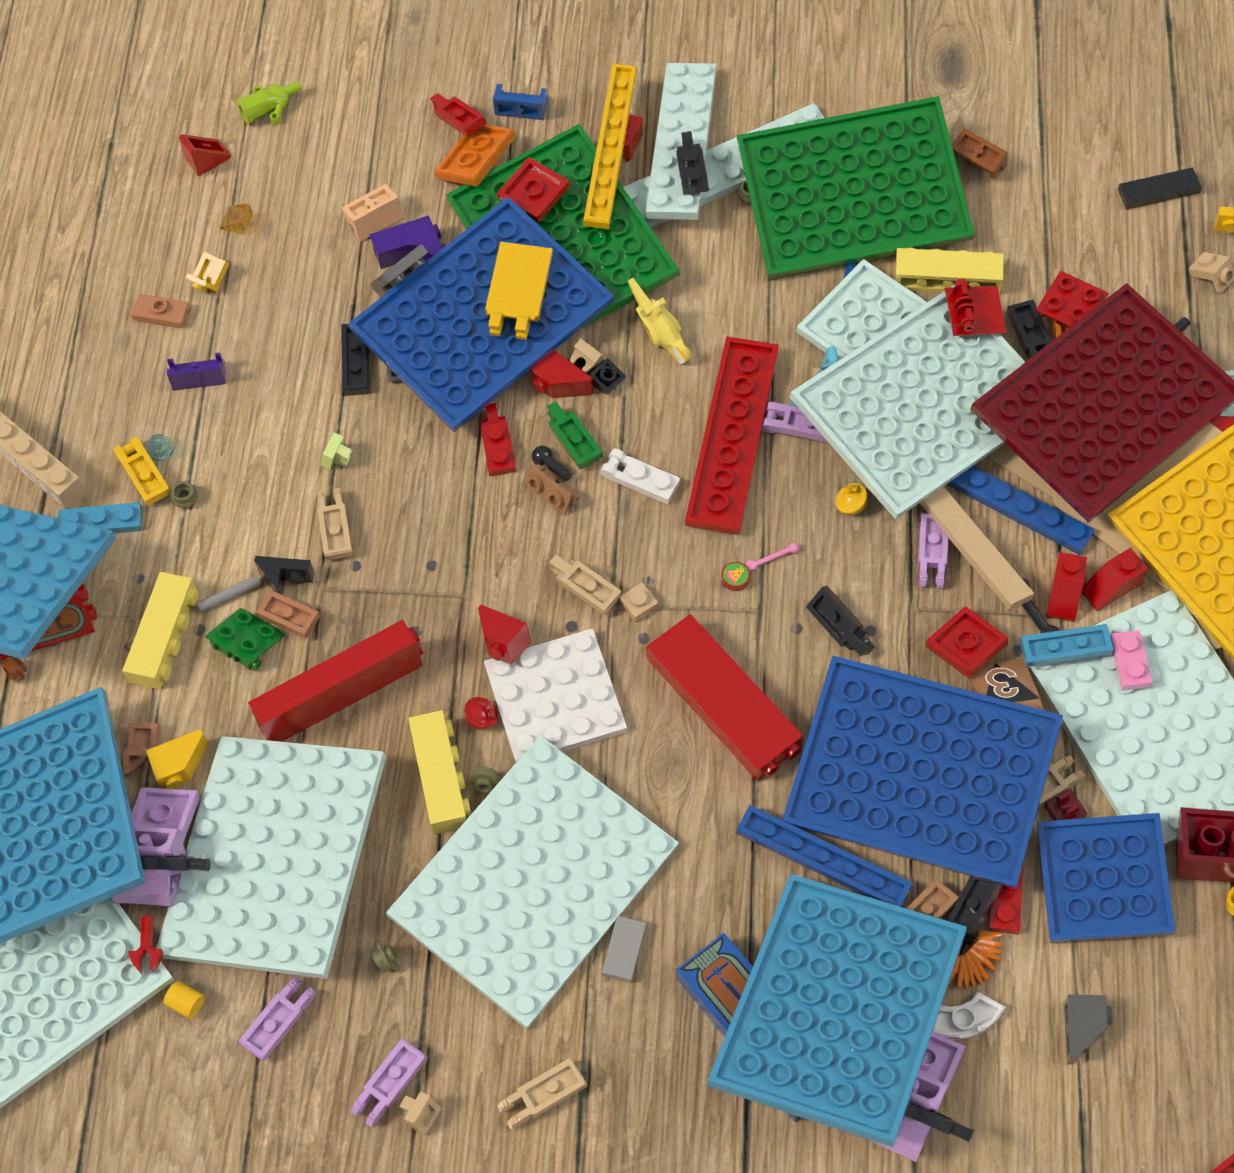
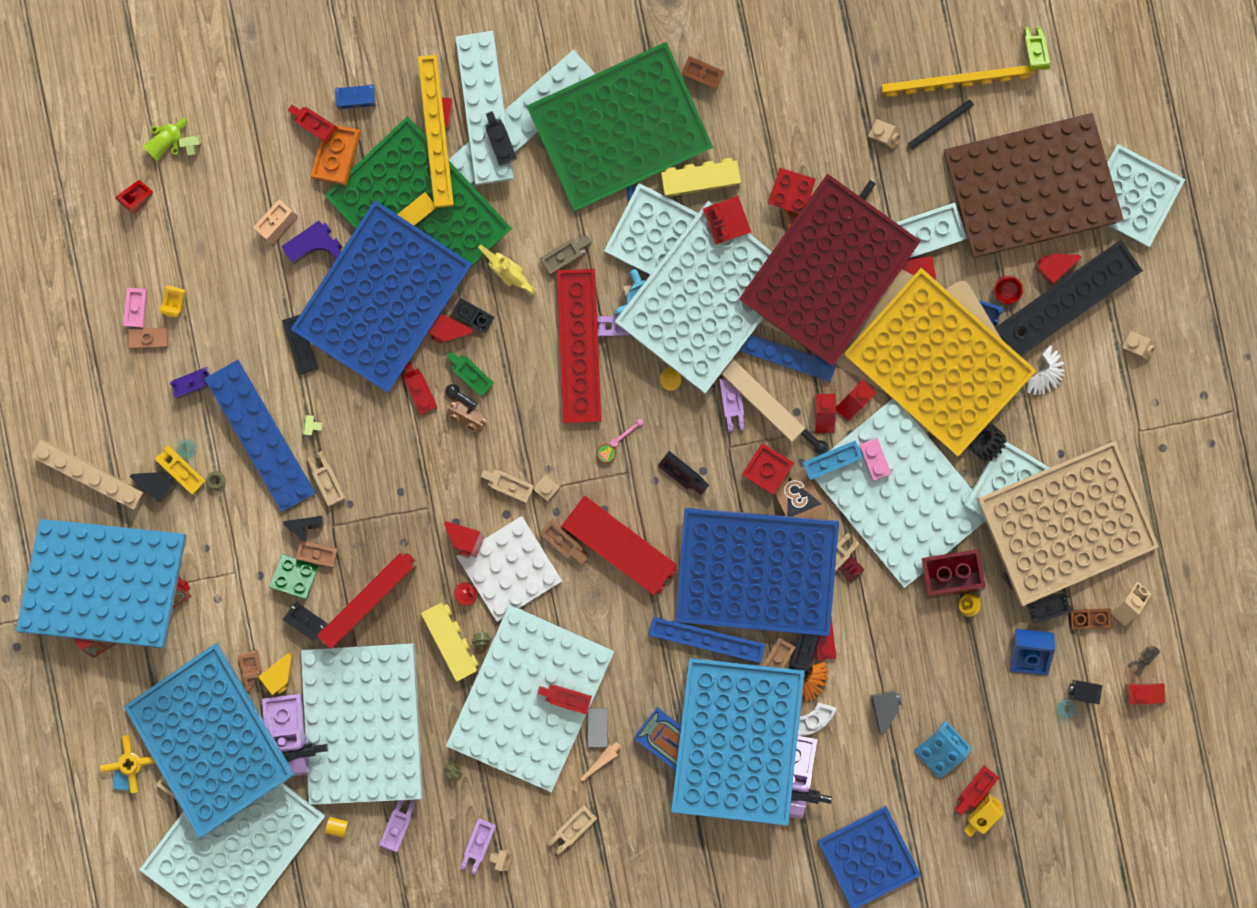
camera: 20 degrees left, 25 degrees up
(101, 478) = (155, 484): none -> black slope
(115, 517) = (164, 512): dark azure plate -> none
(146, 947) = (302, 802): red bar -> none
(157, 271) = (135, 307): none -> bright pink plate
(160, 631) = (236, 586): light yellow brick -> none
(229, 593) = (271, 546): light grey piece -> none
(235, 695) = (305, 621): none -> black hinge
(237, 218) = (176, 247): clear yellow slope -> none
(263, 449) = (260, 435): none -> blue plate
(296, 109) = (190, 143): none -> yellowish green tile
(399, 271) = (312, 274): dark grey plate -> none
(518, 286) = (403, 274): yellow tile -> none
(534, 189) = (389, 184): red plate -> none
(564, 225) = (418, 209): none -> yellow tile
(587, 352) = (464, 310): tan tile -> none
(587, 884) = (566, 698): none -> red hinge
(627, 994) = (608, 754): none -> light nougat piece
(640, 476) = (524, 393): white plate -> none
(644, 674) = (564, 541): none -> medium nougat hinge
(743, 322) = (564, 254): none -> dark tan hinge
(1029, 327) = (767, 215): black hinge -> none
(1105, 878) = (882, 613): blue plate -> none
(1159, 188) = (837, 68): black tile -> none
(1167, 1113) = (943, 750): none -> dark azure bracket

